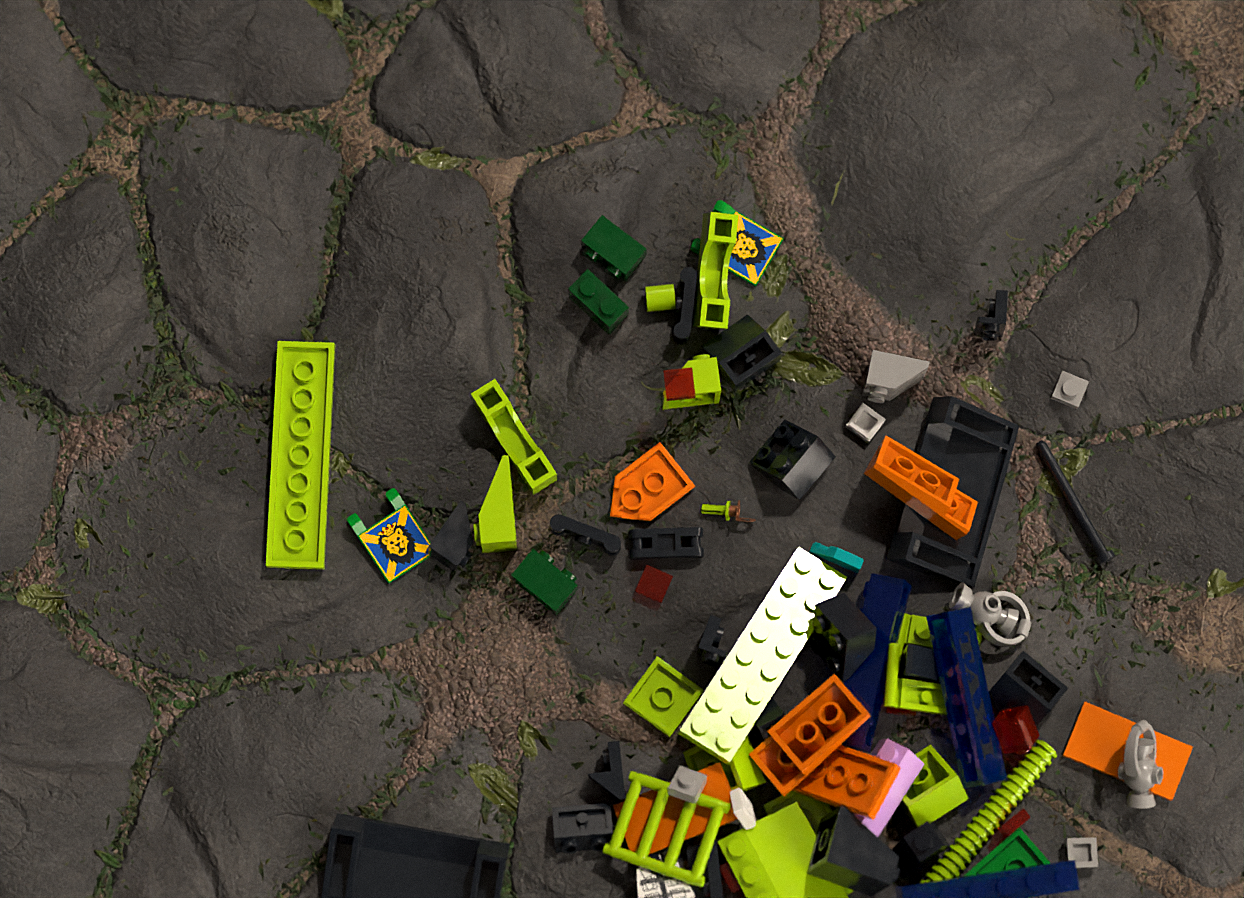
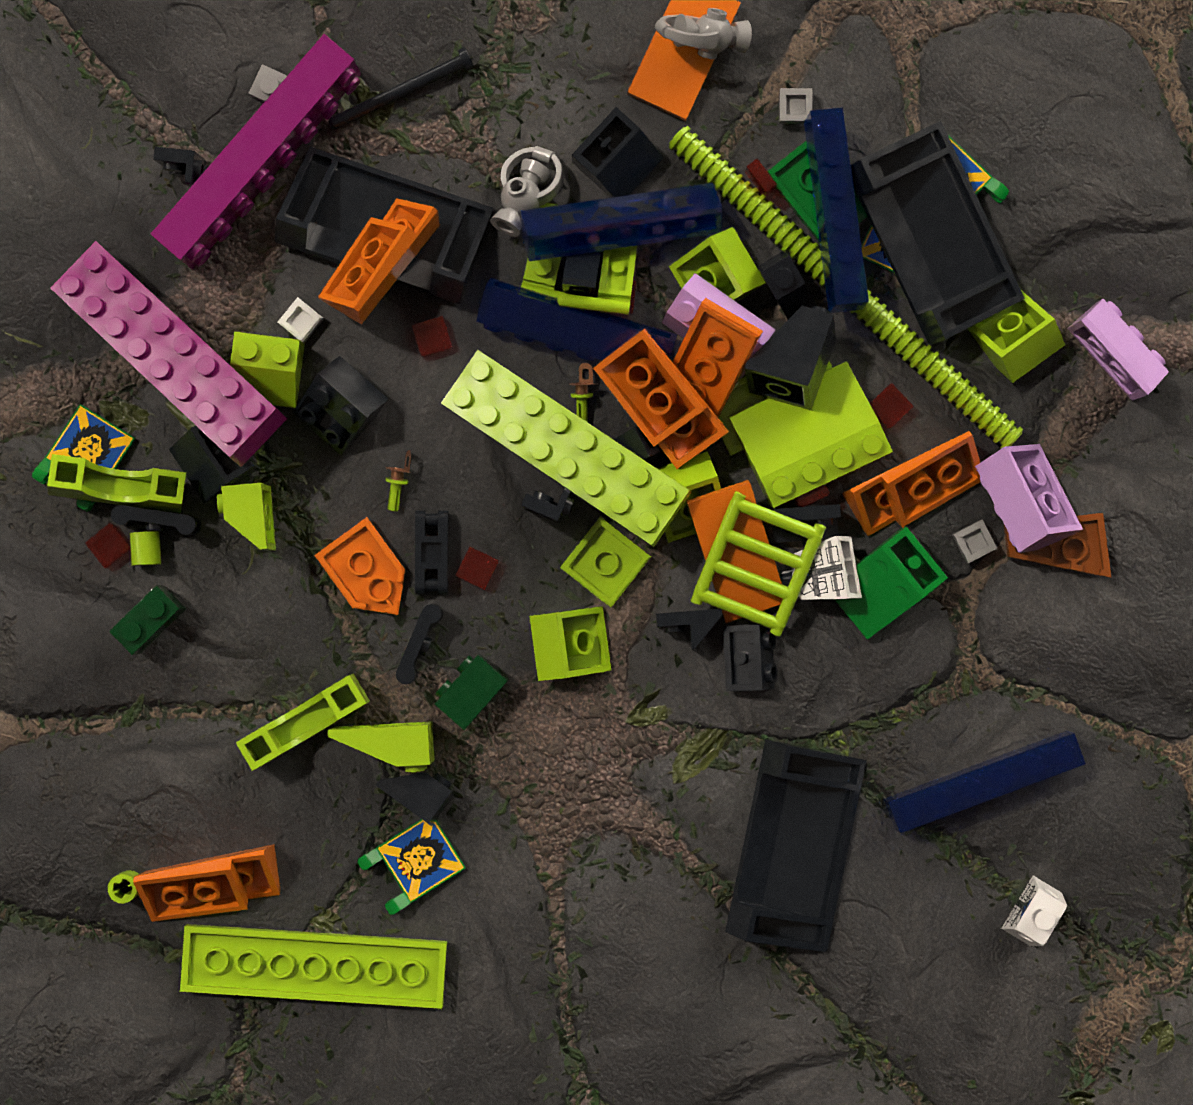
camera: 85 degrees left, 10 degrees up
(363, 283) = (115, 890): none -> lime gear
(369, 363) = (209, 884): none -> orange slope
(590, 667) = (570, 643): none -> lime slope
(613, 249) = (85, 601): dark green piece -> none
(661, 266) = (108, 545): none -> clear red tile
(679, 384) = (251, 530): clear red tile -> none
(687, 784) = (711, 539): light grey plate -> none
(743, 808) = (739, 477): white tile -> none
(810, 670) = (581, 392): none -> piece
(820, 394) = (269, 365): none -> lime slope
(829, 310) = (168, 354): none -> magenta brick
(837, 556) = (453, 359): teal tile -> none
(842, 635) = (547, 357): black slope -> none
(857, 537) = (432, 336): none -> clear red tile
(891, 375) = (247, 289): light grey slope -> none
(1008, 379) = (258, 153): none -> magenta brick
(1016, 730) = (658, 169): clear red brick -> none

